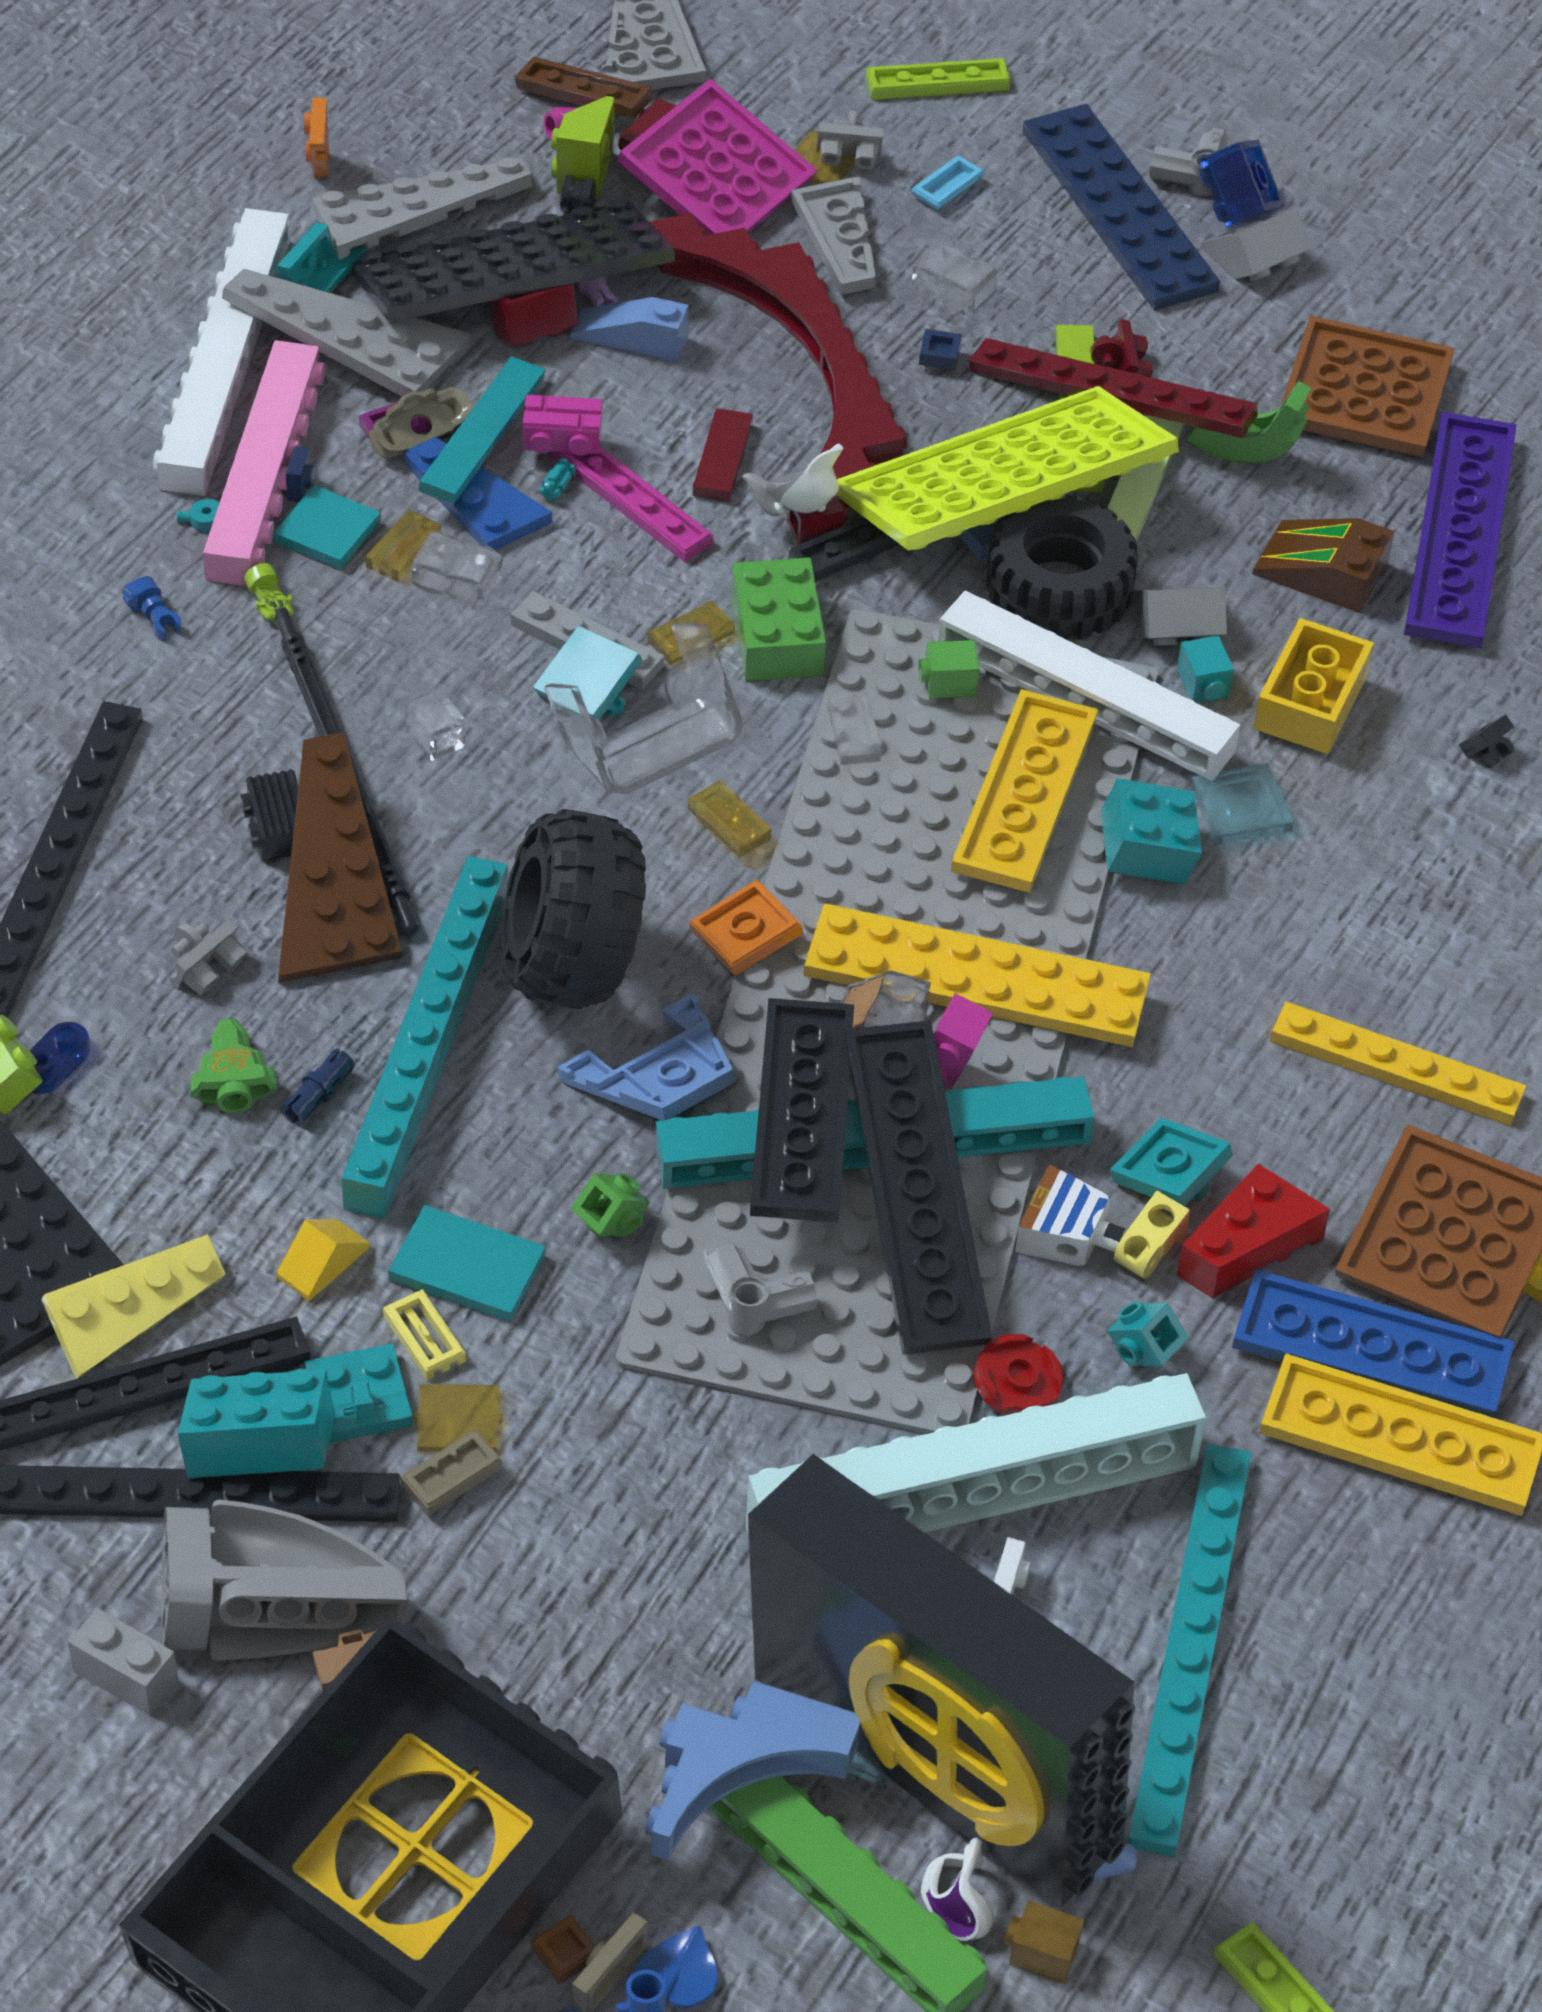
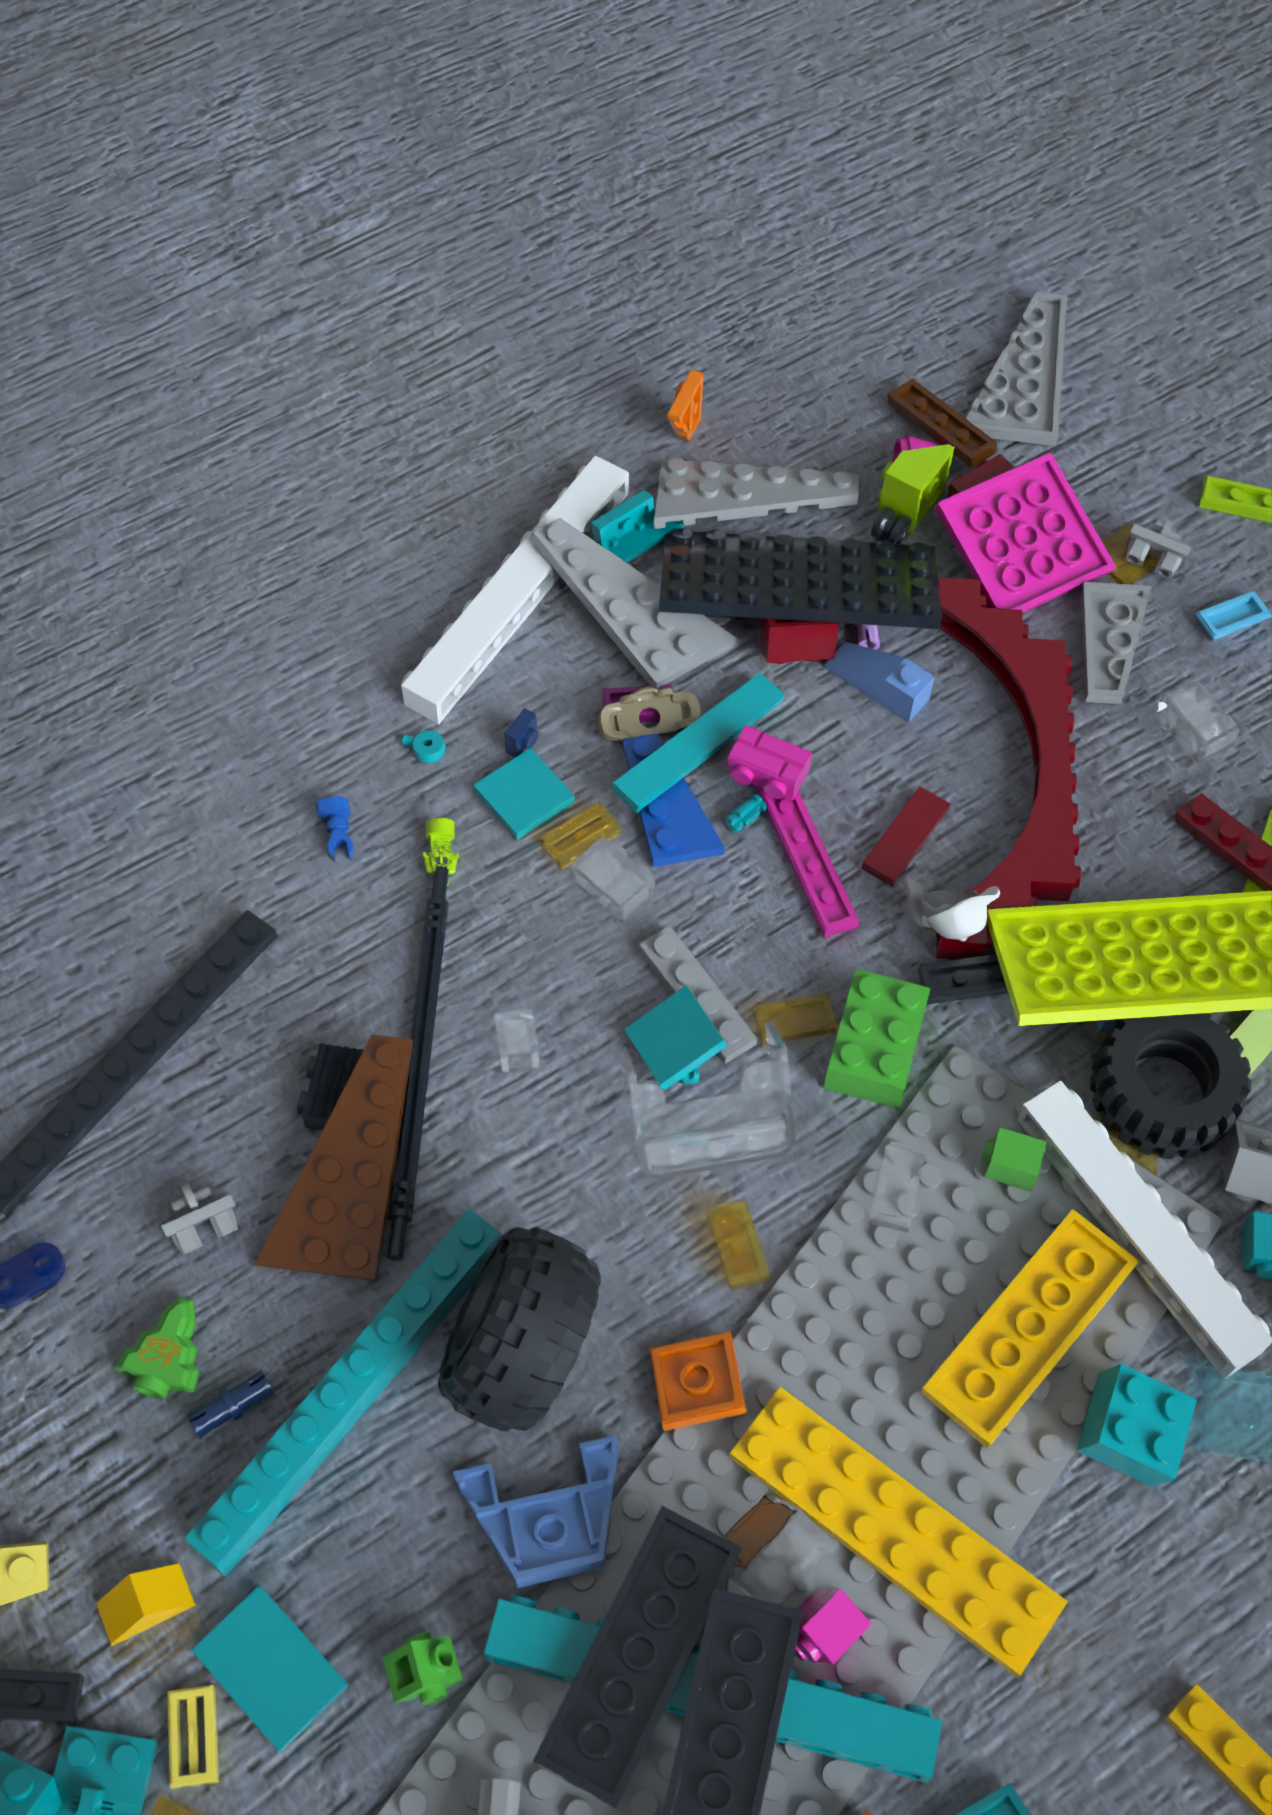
camera: 25 degrees right, 10 degrees up
(261, 462) = (479, 729): bright pink brick -> none
(940, 349) = (1153, 791): dark blue plate -> none

